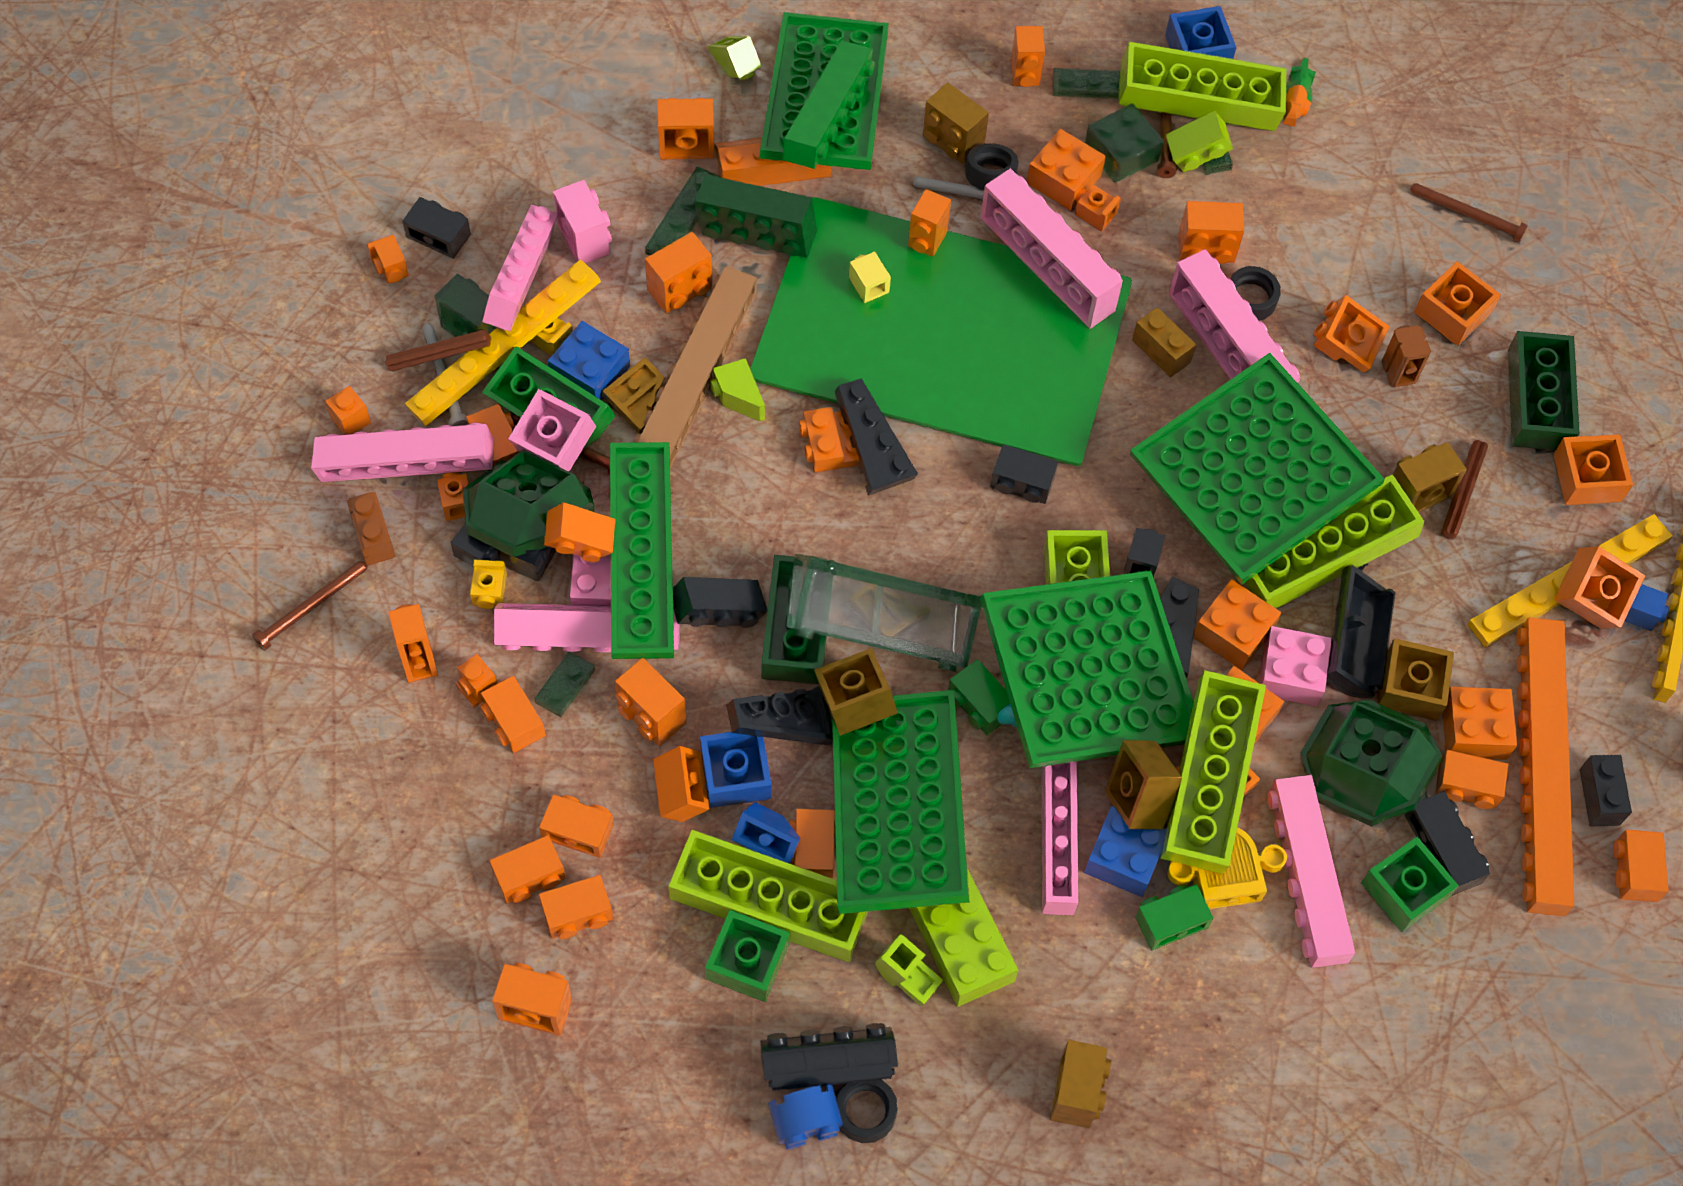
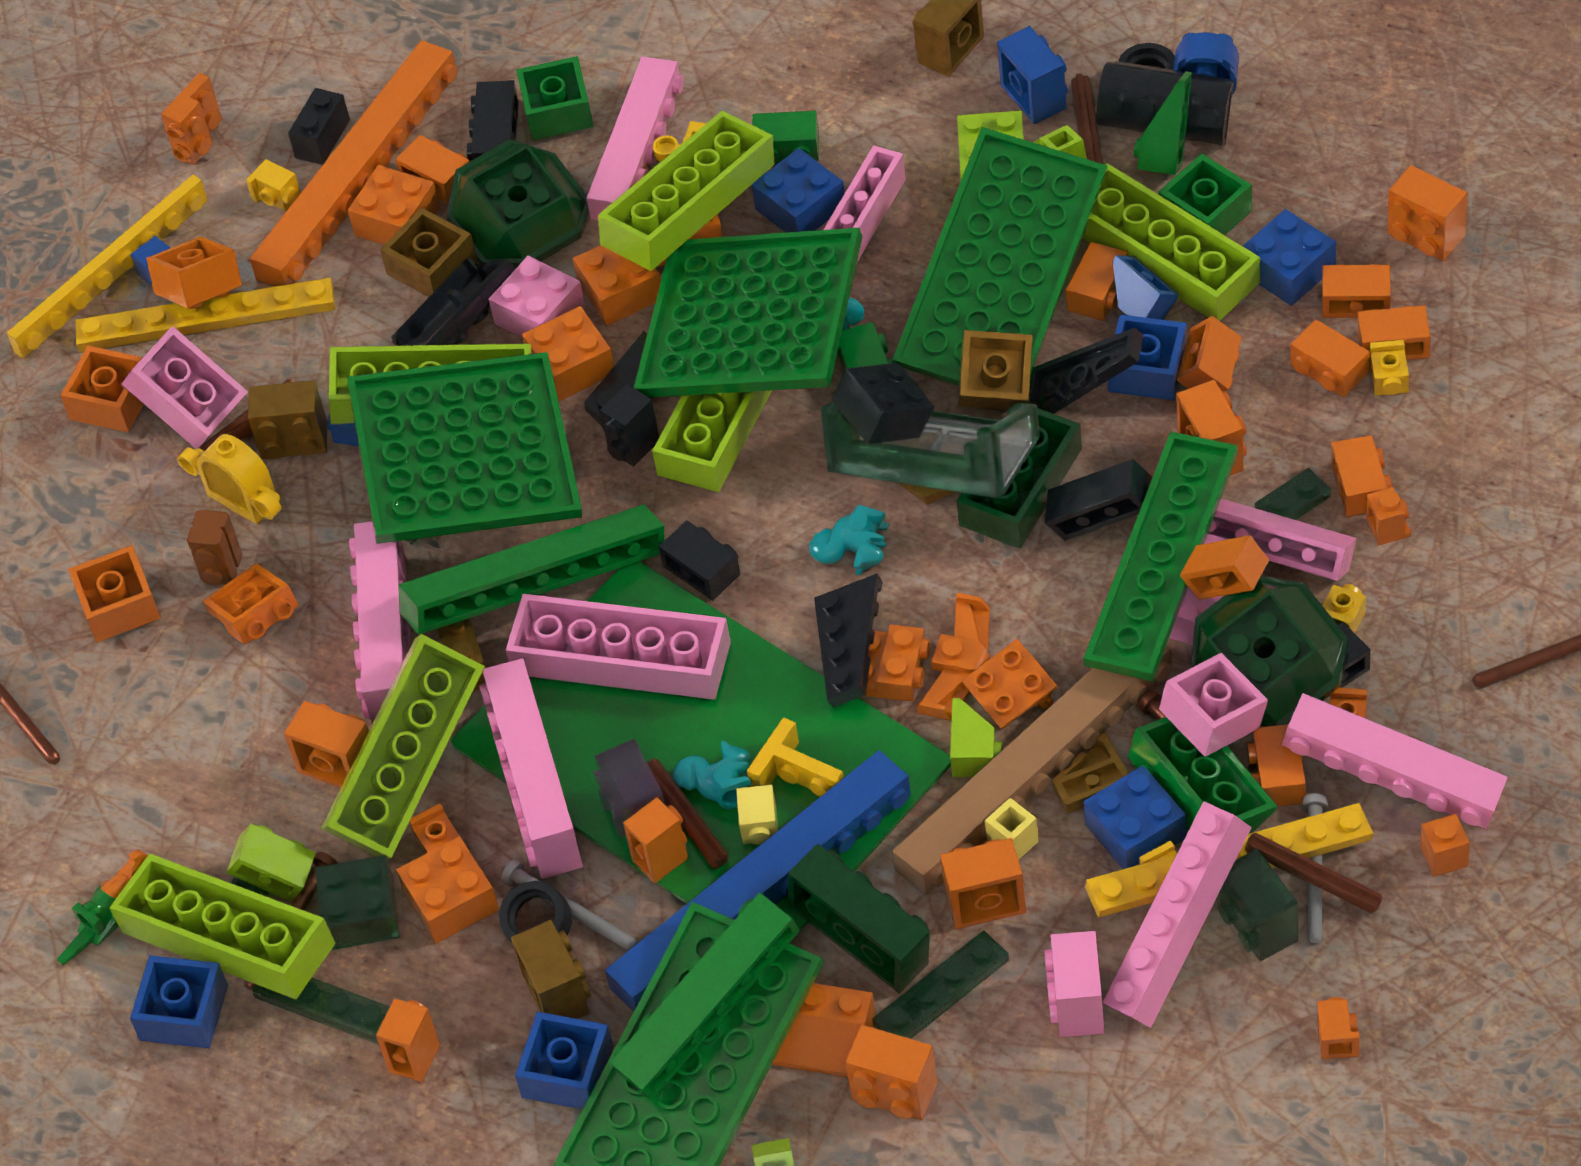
camera: 145 degrees left, 10 degrees down
(371, 528) = (1456, 704): dark orange brick -> none
(413, 642) = (1445, 538): orange brick -> none
(436, 227) = (1261, 1054): black brick -> none
(514, 818) = (1389, 367): none -> yellow brick
(649, 922) = (1291, 256): none -> blue brick
(675, 322) = (1013, 822): none -> light yellow brick
(728, 443) = (1010, 684): none -> orange hinge
(779, 461) = (958, 656): none -> orange plate
(813, 1010) = (1164, 139): none -> green slope
(839, 236) = (831, 821): none -> blue brick
(858, 320) = (792, 766): none -> yellow bracket
(902, 1033) = (1086, 117): none -> copper axle
(911, 537) = (852, 533): none -> teal animal
(912, 294) = (717, 780): none -> teal animal
(913, 76) = (563, 1059): none -> blue brick
(925, 269) = (692, 821): none -> copper axle
(931, 613) = (882, 403): none -> black brick
(965, 250) = (625, 782): none -> clear purple brick
(970, 1050) = (1032, 74): none -> blue brick
(1041, 364) = (620, 646): none -> bright pink brick
(1140, 396) = (530, 569): none -> green brick
(1143, 784) = (757, 201): pearl gold brick -> none
(1150, 224) = (403, 747): none -> lime brick
(1264, 279) = (321, 663): black tyre -> none
(1430, 414) = (234, 477): none -> yellow piece
(1525, 472) = (184, 387): none -> bright pink brick
(1542, 389) = (95, 478): dark green brick -> none
(1600, 717) = (273, 185): none -> yellow brick
(1641, 865) = (332, 63): orange brick -> none

